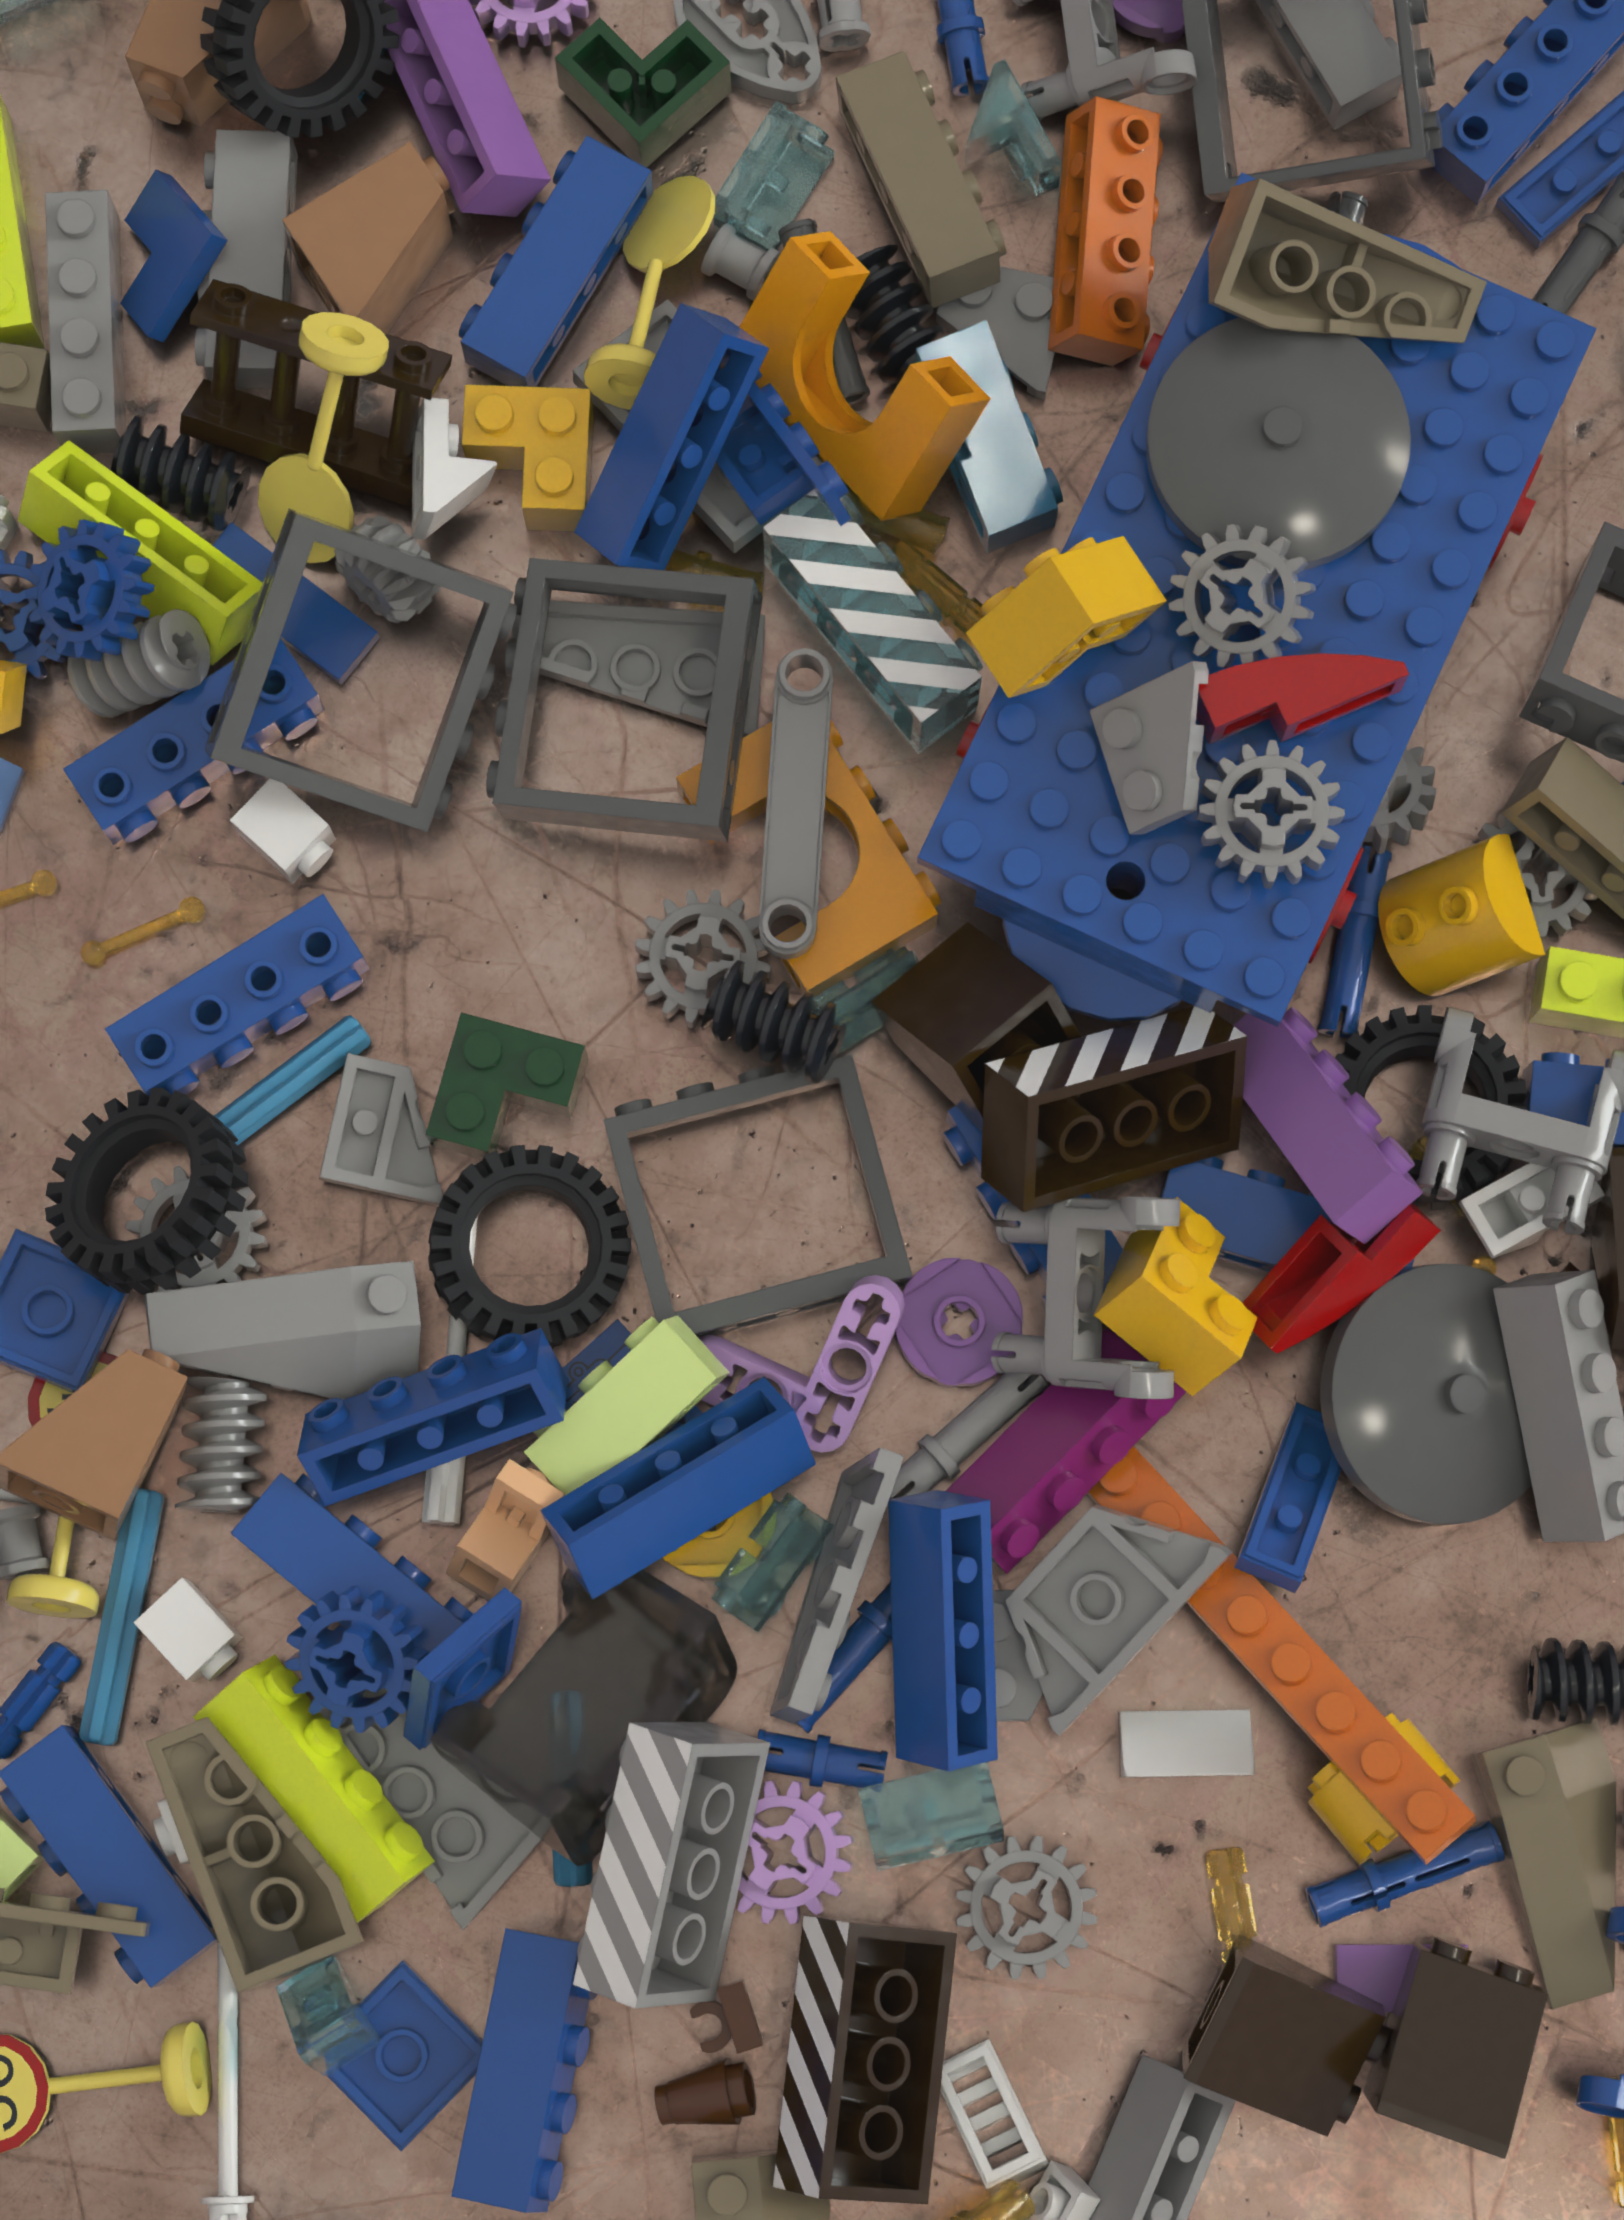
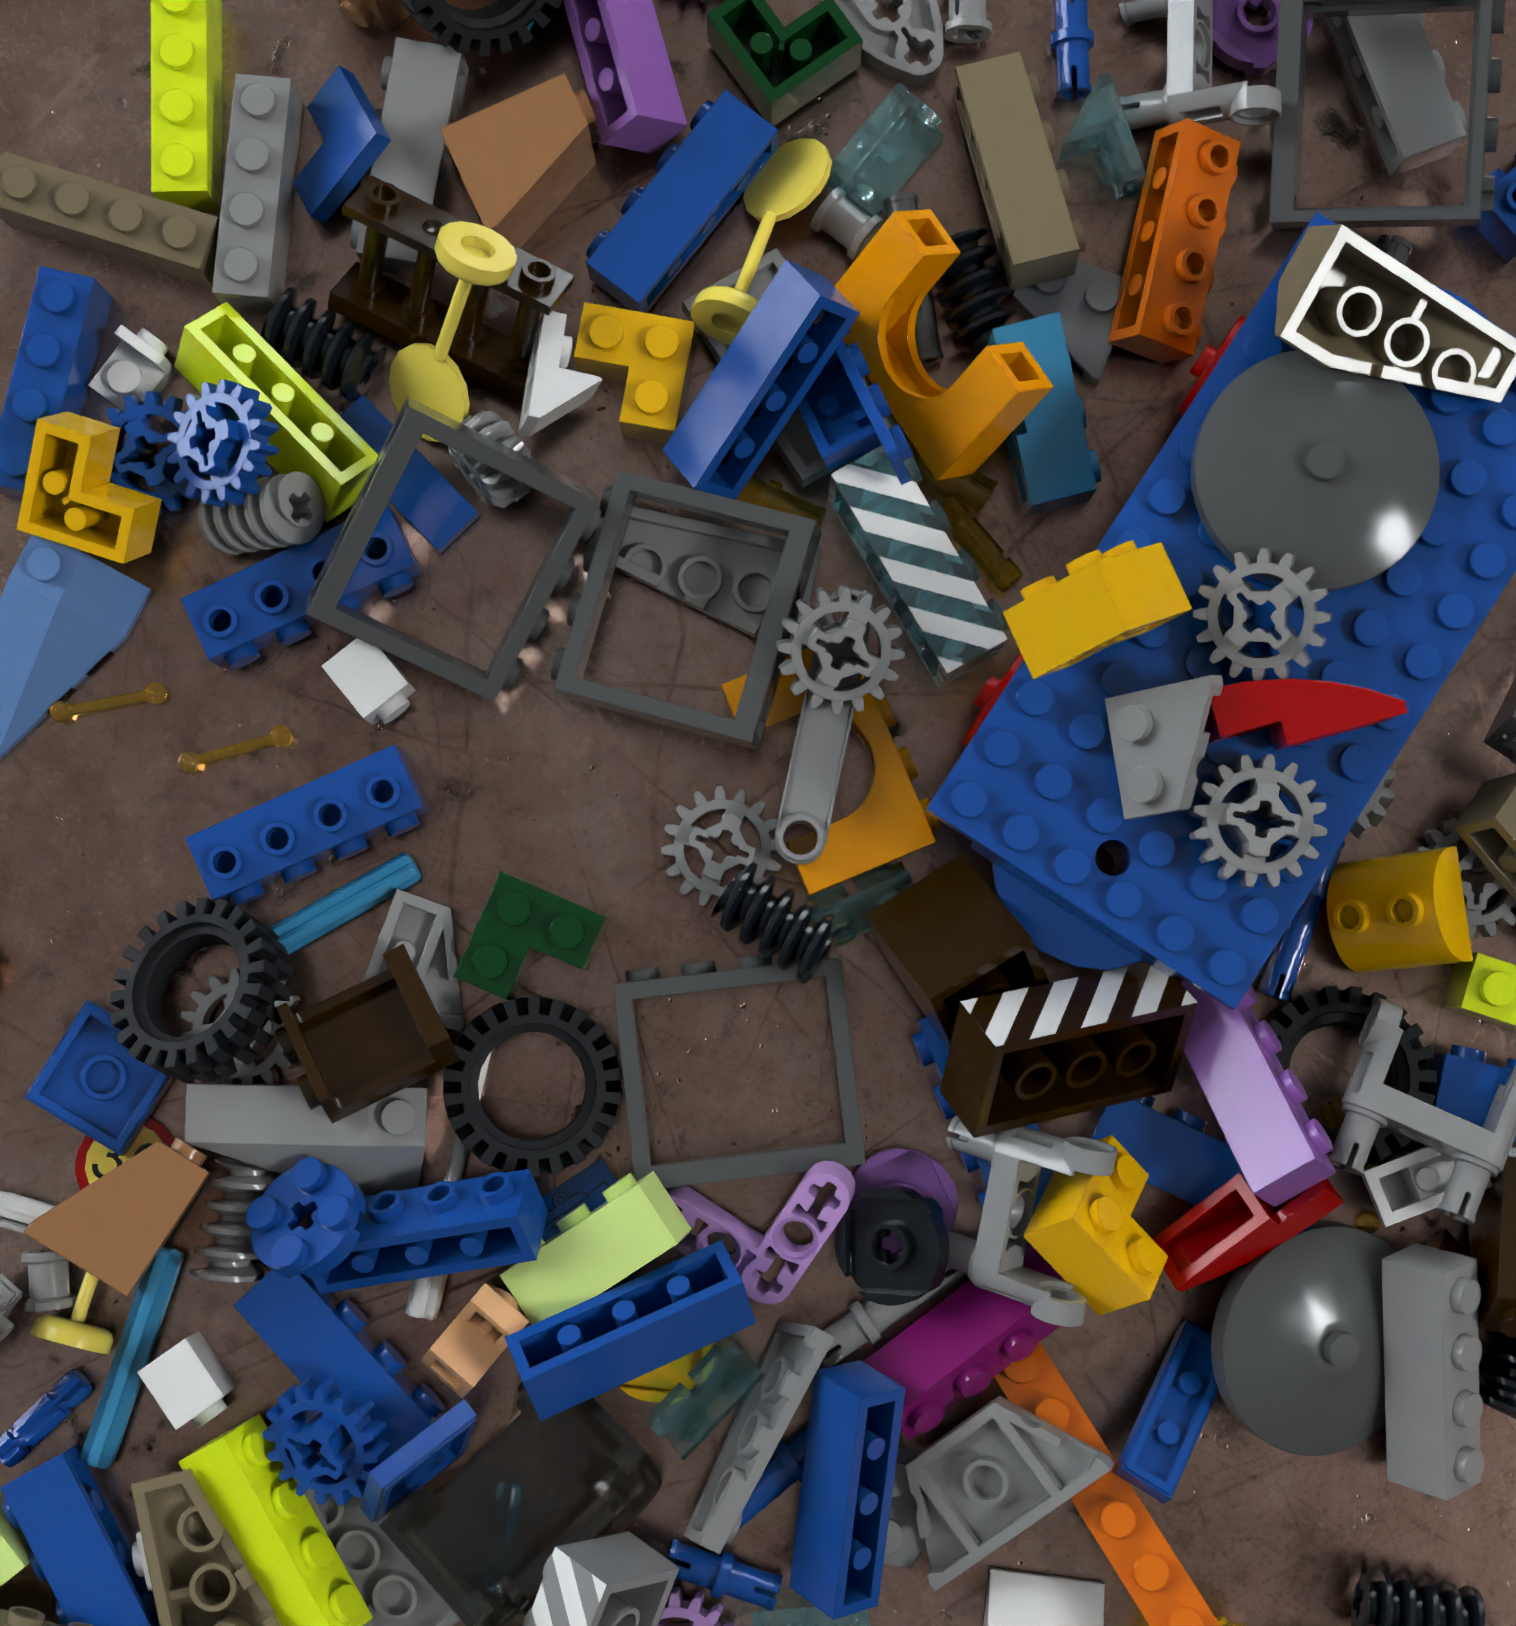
camera: 10 degrees right, 5 degrees up
(296, 1387) = (278, 1212): none -> blue plate
(343, 1212) = (367, 1040): none -> dark brown panel
(811, 683) = (827, 673): none -> light grey gear
(988, 1348) = (923, 1240): none -> black plate

